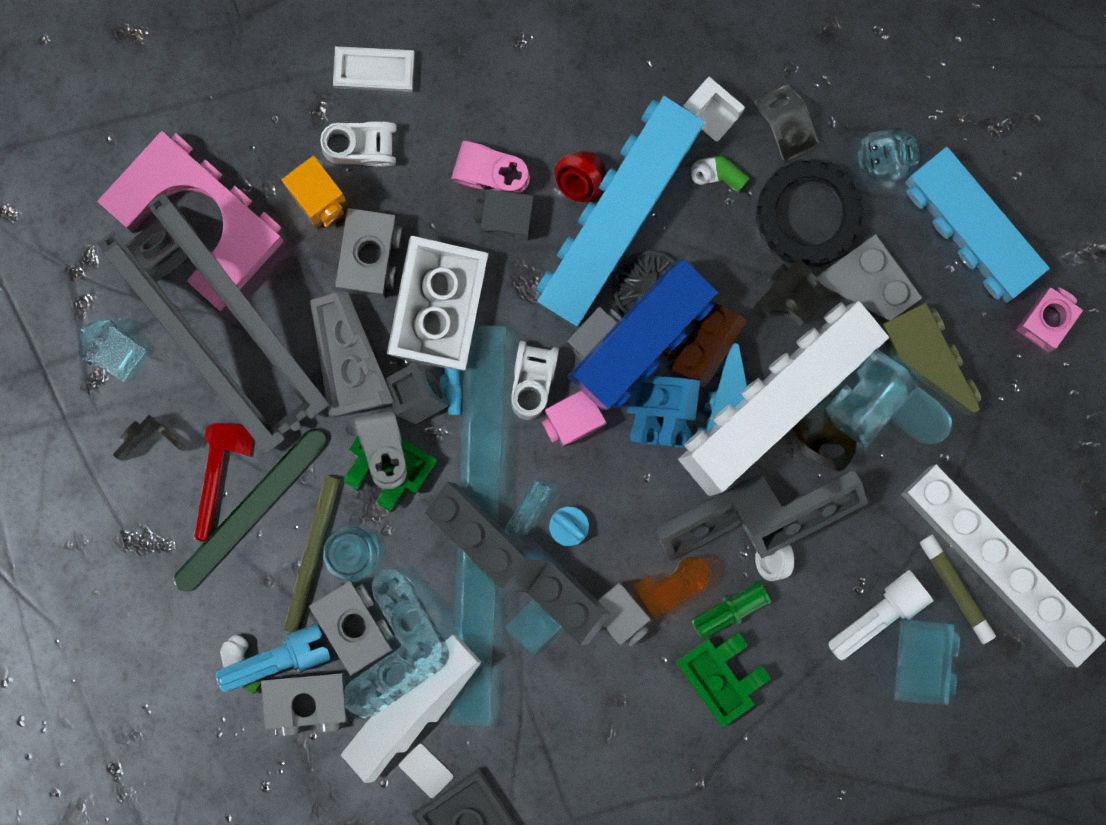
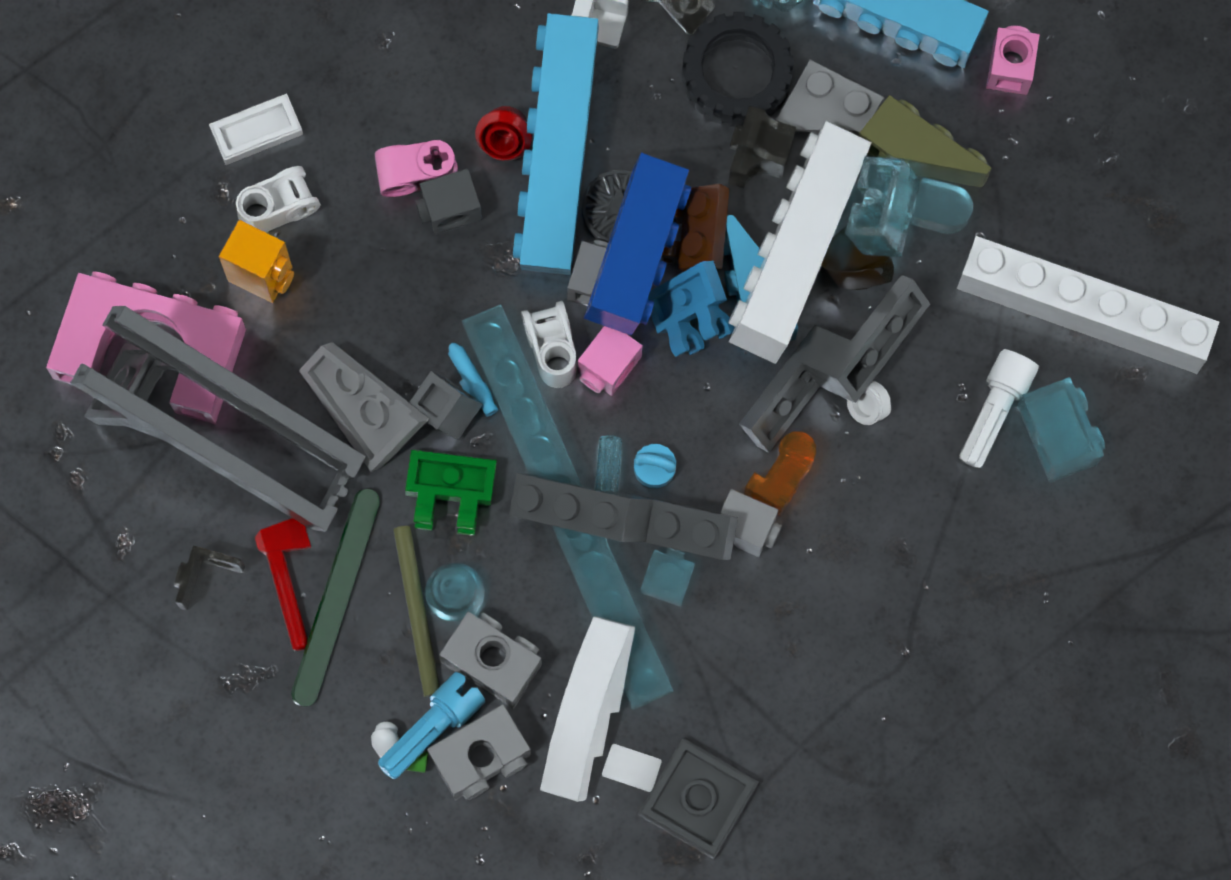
camera: 20 degrees left, 10 degrees down
(109, 348) = (123, 505): clear light blue tile -> none
(361, 230) = (331, 273): light grey brick -> none
(381, 443) = (434, 465): light grey piece -> none
(411, 643) = (560, 643): clear light blue beam -> none
(437, 304) = (425, 311): white slope -> none
(715, 681) = (871, 544): green plate -> none
(718, 169) = (632, 69): arm -> none
(731, 610) = (851, 469): green axle -> none
(957, 589) = (1056, 350): olive bar -> none

